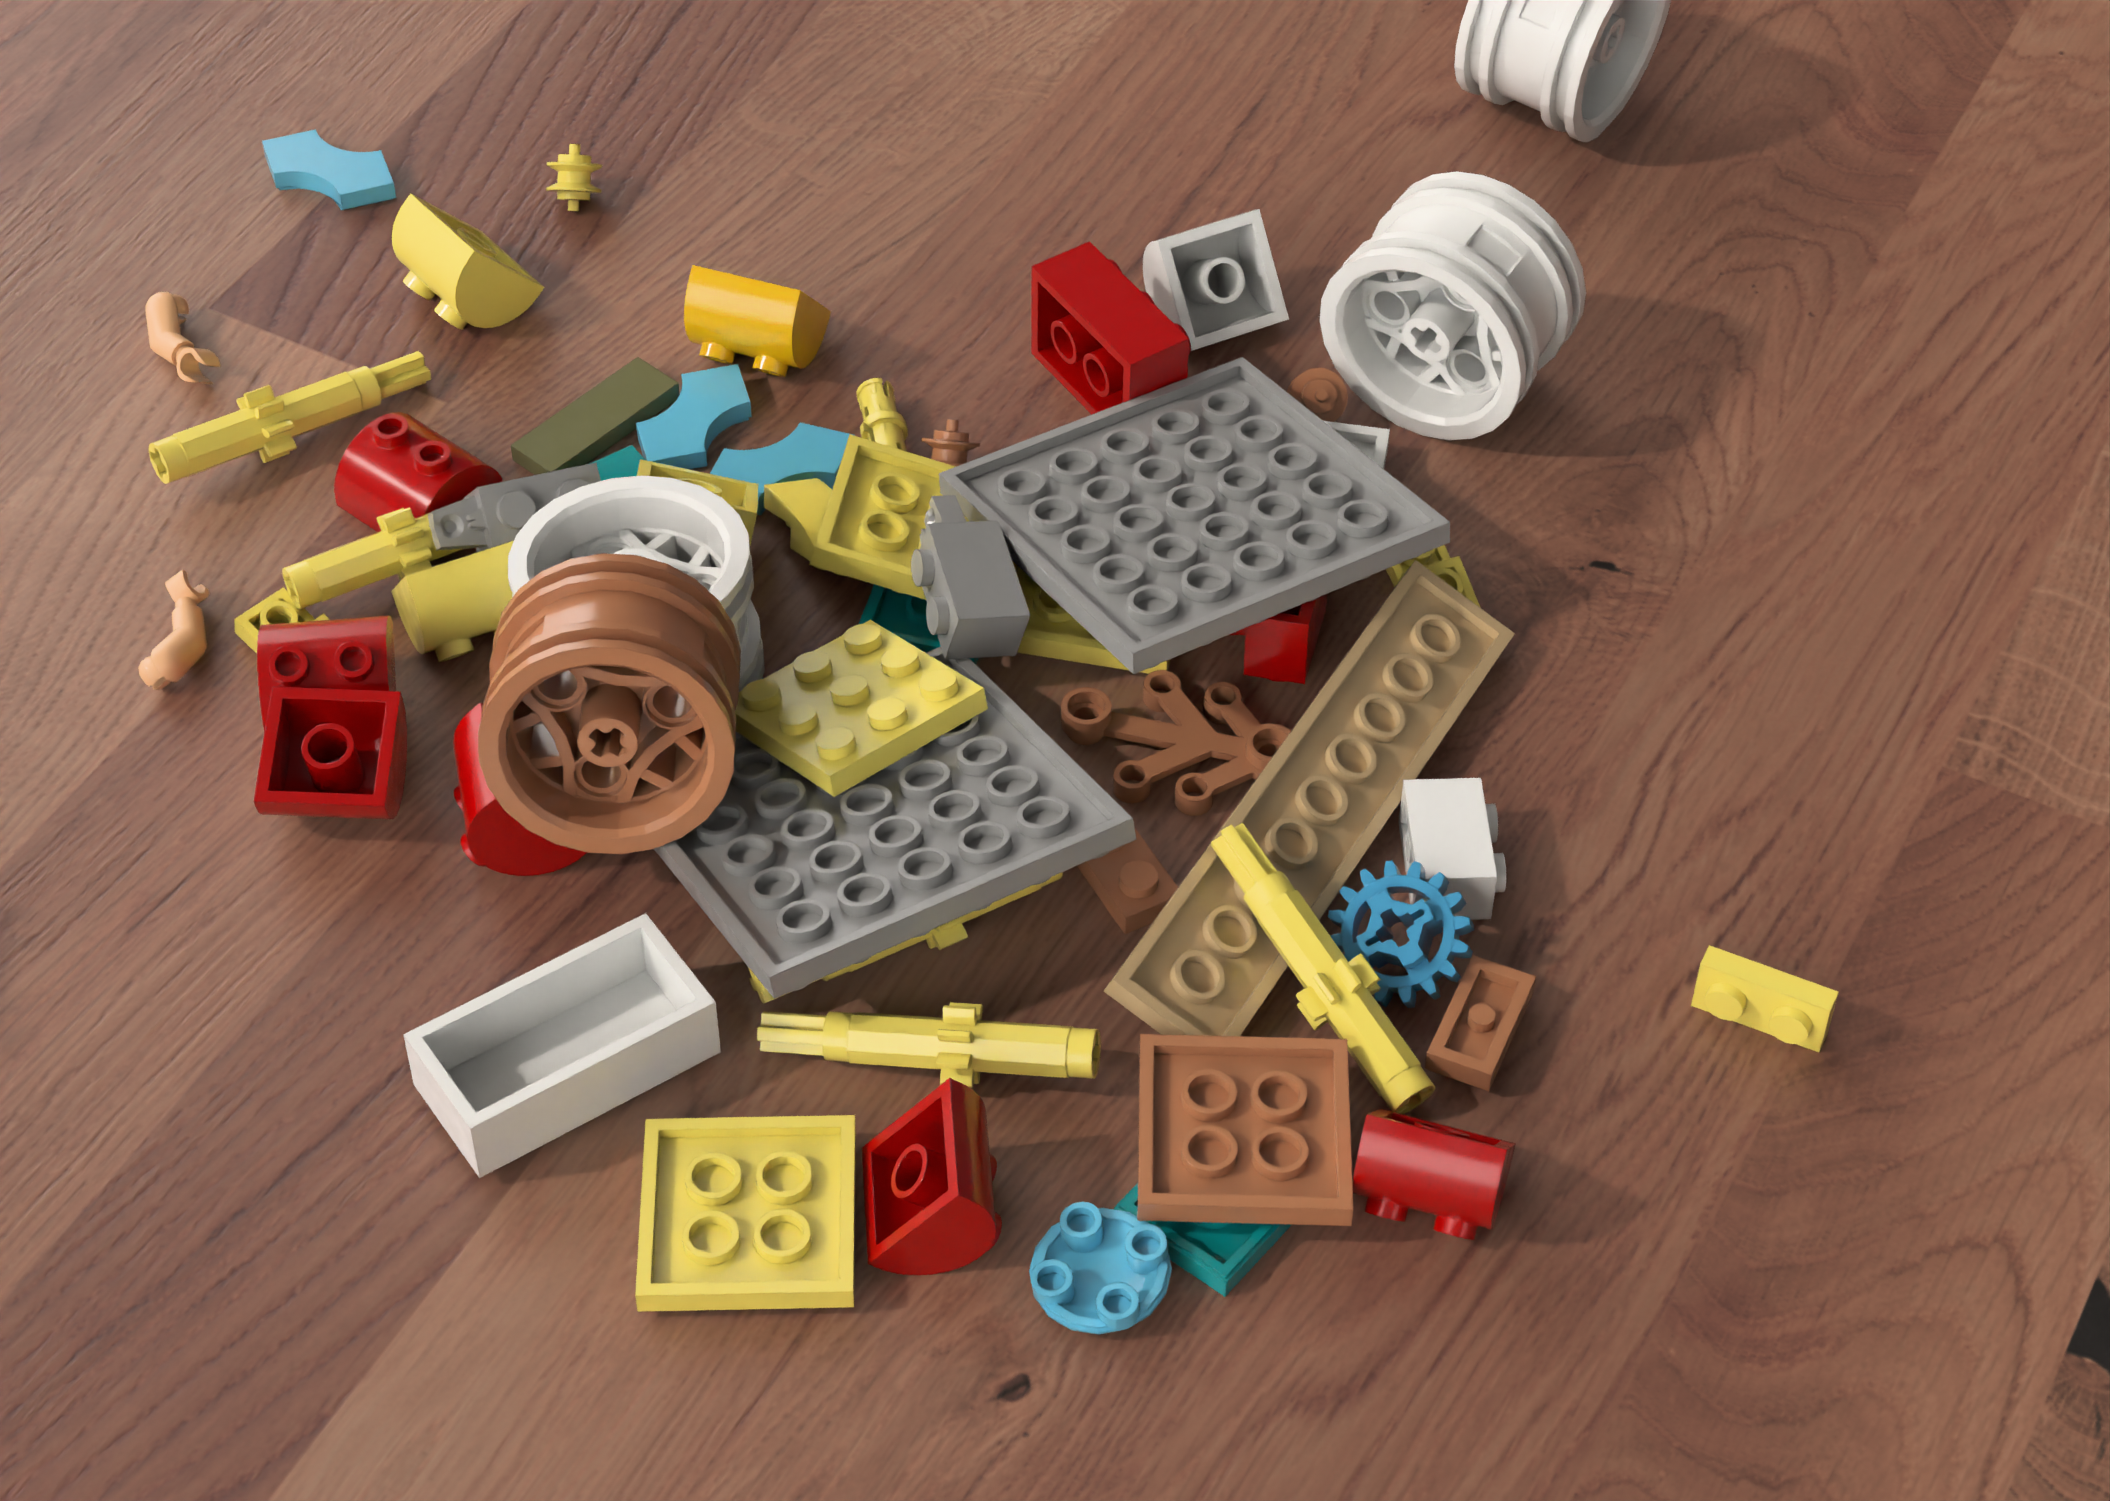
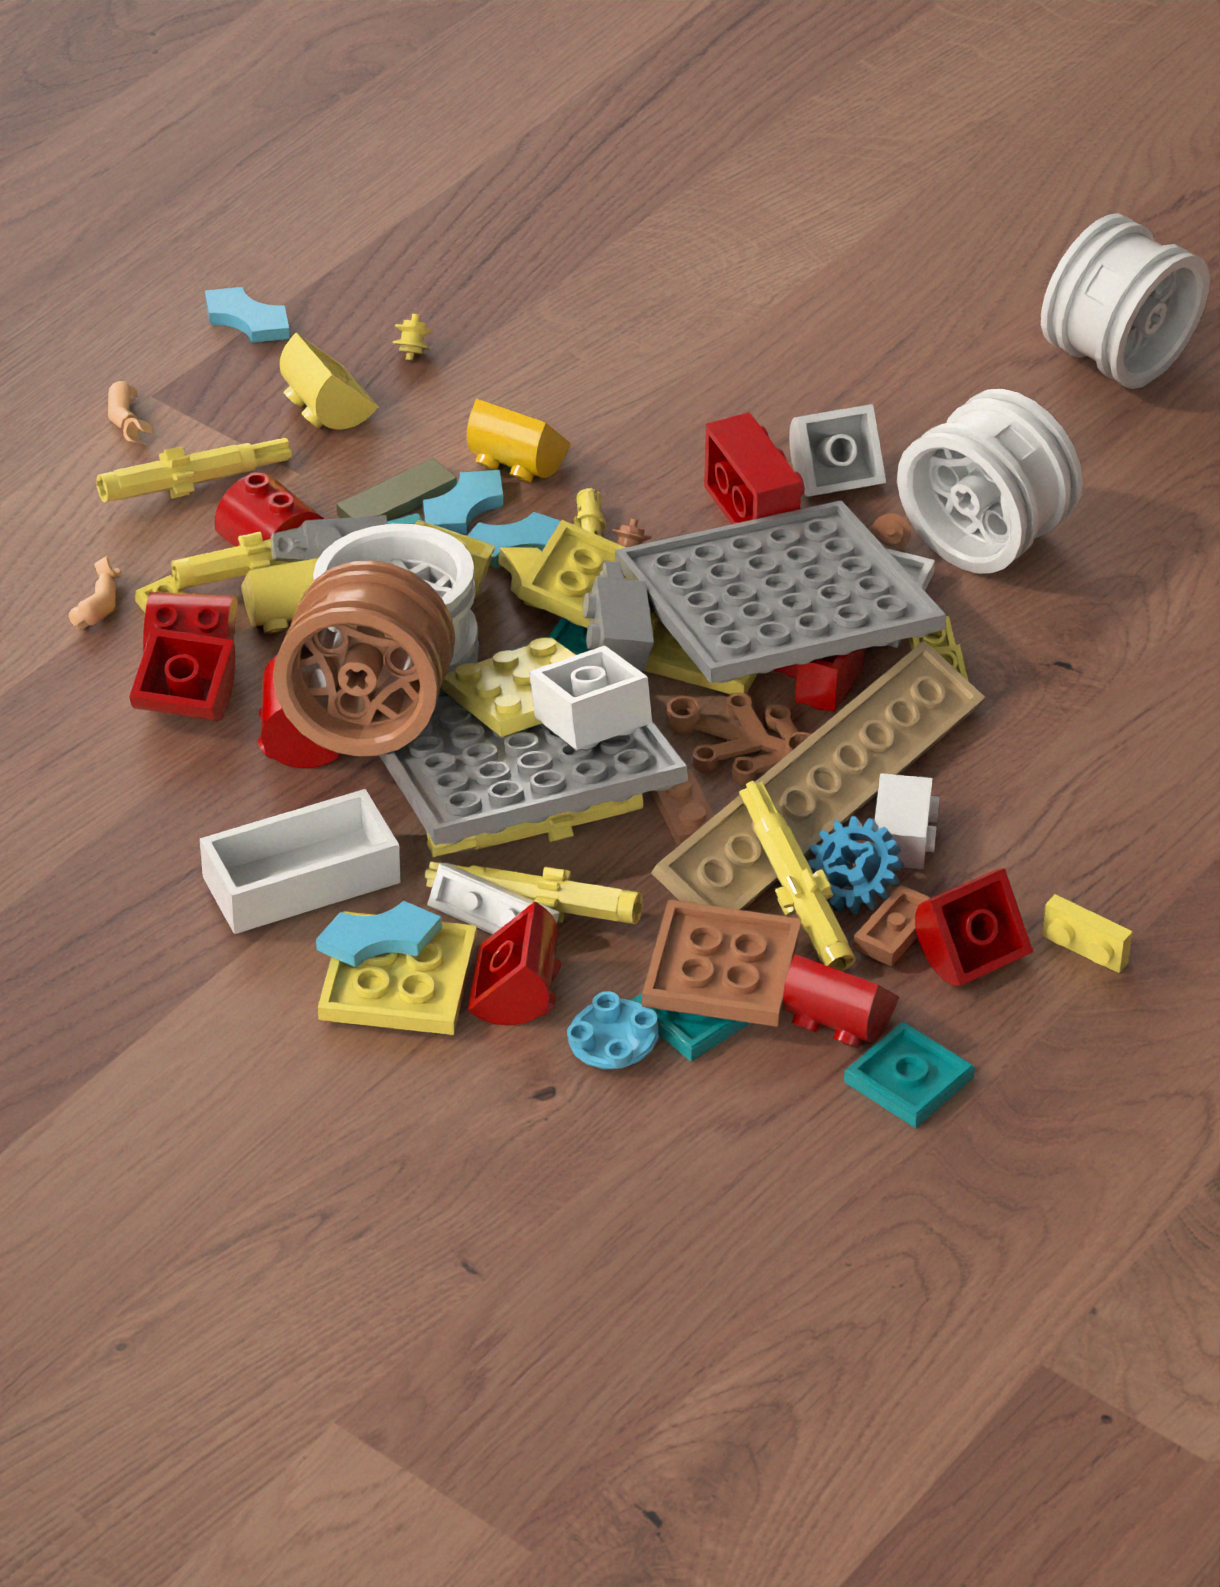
camera: 10 degrees right, 5 degrees down
(682, 1164) = (399, 930): none -> medium azure tile
(854, 1071) = (476, 899): none -> white tile
(964, 723) = (591, 697): none -> white brick
(1561, 1273) = (909, 1074): none -> teal tile
(1602, 1020) = (972, 929): none -> red brick

